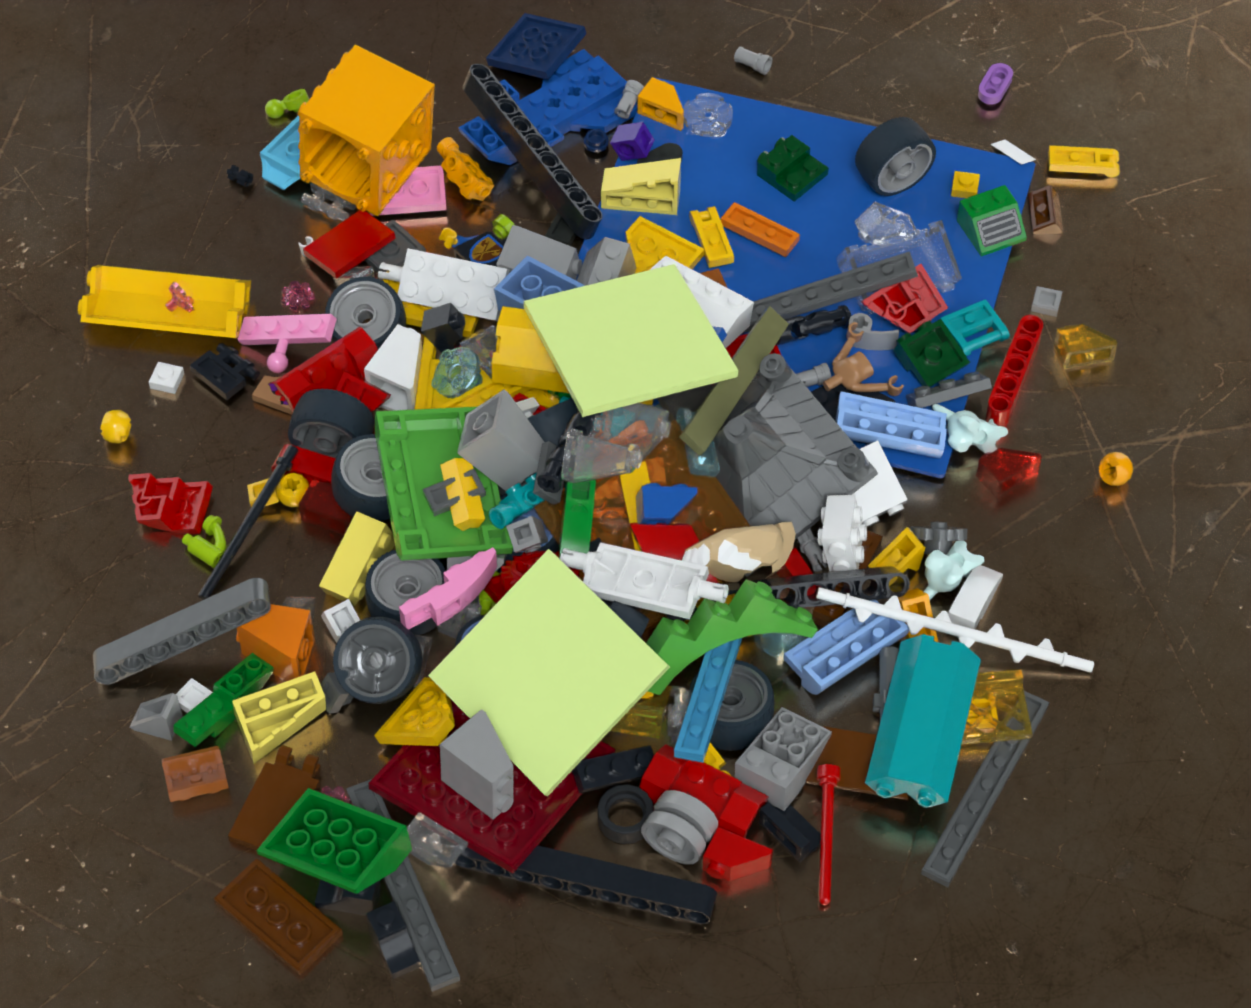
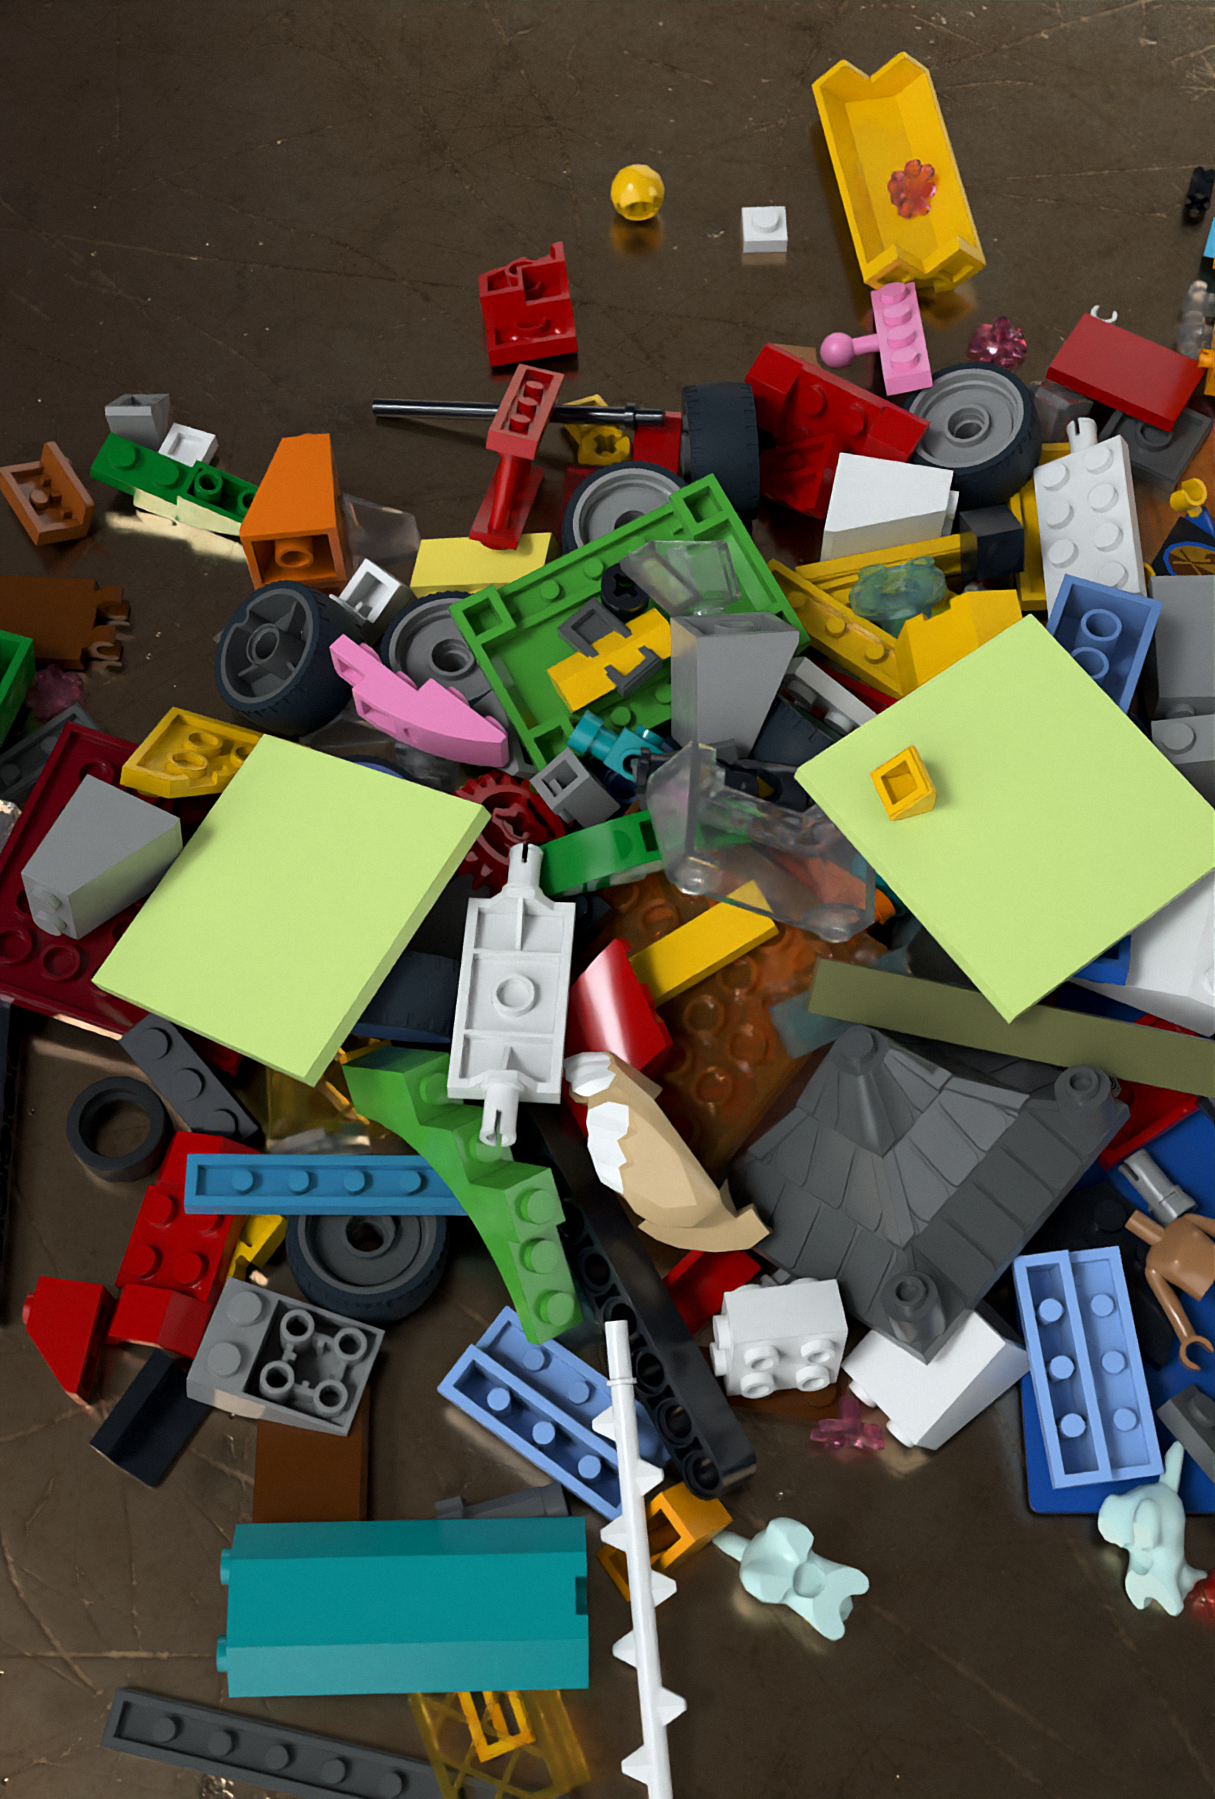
camera: 75 degrees right, 10 degrees up
(181, 631) = (263, 382): dark grey beam -> none
(202, 548) = (461, 372): lime plant -> none
(219, 375) = (792, 287): black plate -> none
(278, 713) = (169, 560): light yellow wedge -> none
(303, 491) = (516, 438): none -> red fence
(423, 479) = (622, 602): none -> black wheel
(437, 438) = (685, 575): none -> clear slope
(609, 369) = (904, 785): none -> yellow slope
(662, 503) = (685, 981): blue slope -> none
(679, 827) = (83, 1218): light grey wheel -> none
(828, 776) = (252, 1455): red piece -> none
(886, 531) = (848, 1428): none -> clear pink plant
(902, 553) = (793, 1463): yellow slope -> none
(939, 536) = (866, 1531): dark grey plant -> none
(974, 597) = (756, 1644): white slope -> none
(1007, 469) = (1093, 1636): clear red slope -> none

